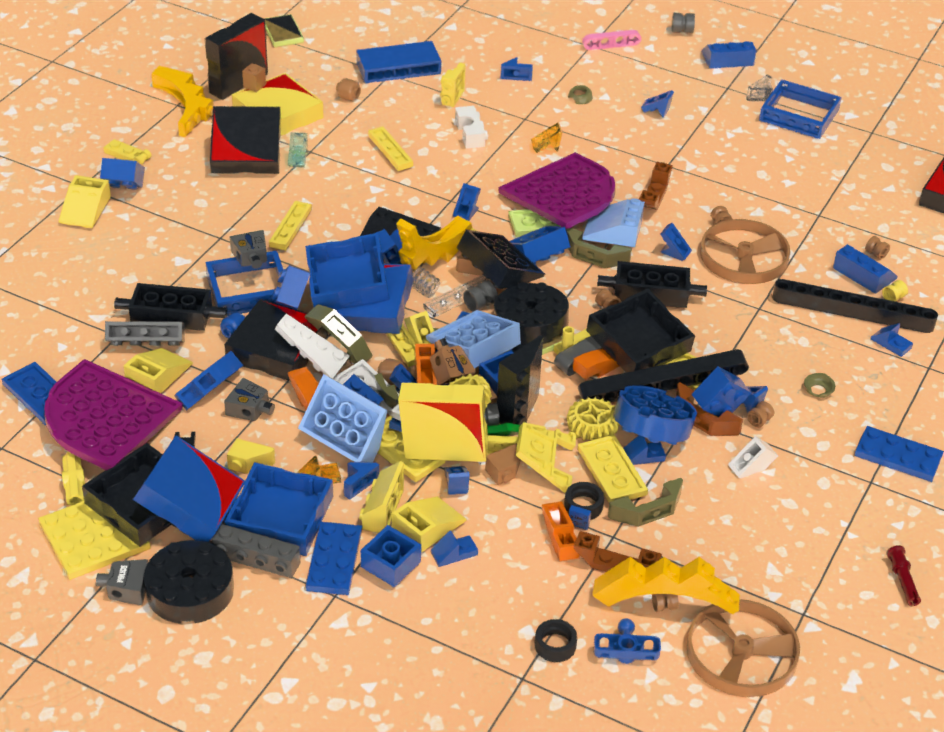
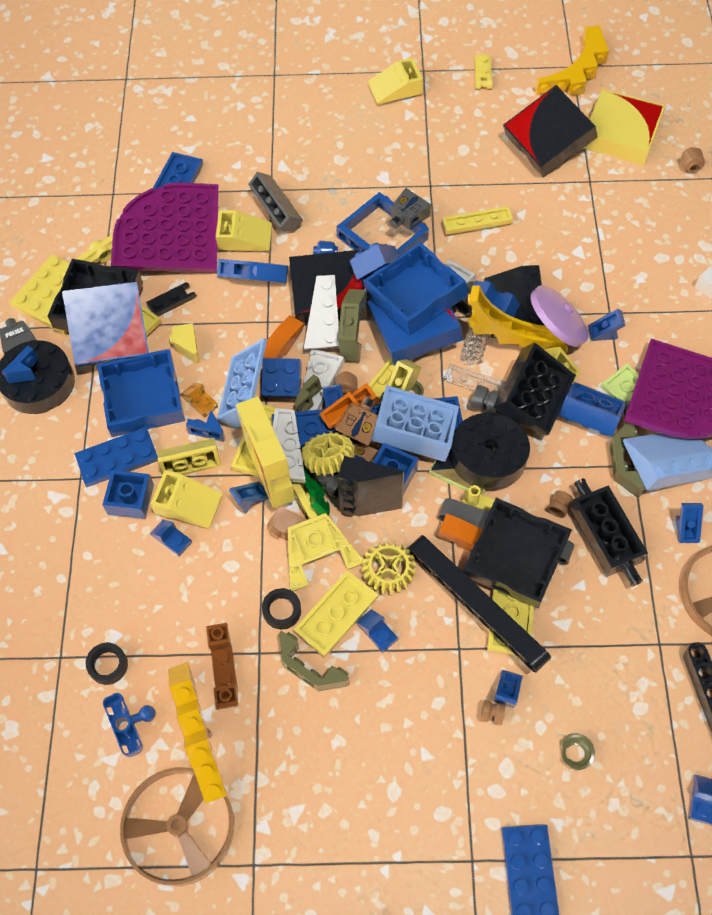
camera: 65 degrees right, 20 degrees up
(122, 173) = (442, 82): blue brick -> none
(171, 304) = (314, 201): black brick -> none
(187, 570) = (19, 368): none -> blue slope
(232, 51) = (645, 61): black tile -> none
(248, 401) = (247, 308): dark grey torso -> none
(254, 77) = (629, 89): medium nougat brick -> none
(258, 550) = (88, 402): dark grey brick -> none
(298, 149) = (575, 170): clear light blue slope -> none
(390, 148) = (638, 232): light yellow plate -> none
(441, 212) = (559, 316): none -> lavender dish
(560, 530) = (236, 604): orange slope -> none
(580, 517) = (258, 615): blue tile -> none
(654, 414) = (412, 616): blue brick -> none
(721, 392) = (480, 663): blue brick -> none
(725, 425) = (457, 684): dark orange slope -> none
(753, 458) = (425, 732): white slope -> none

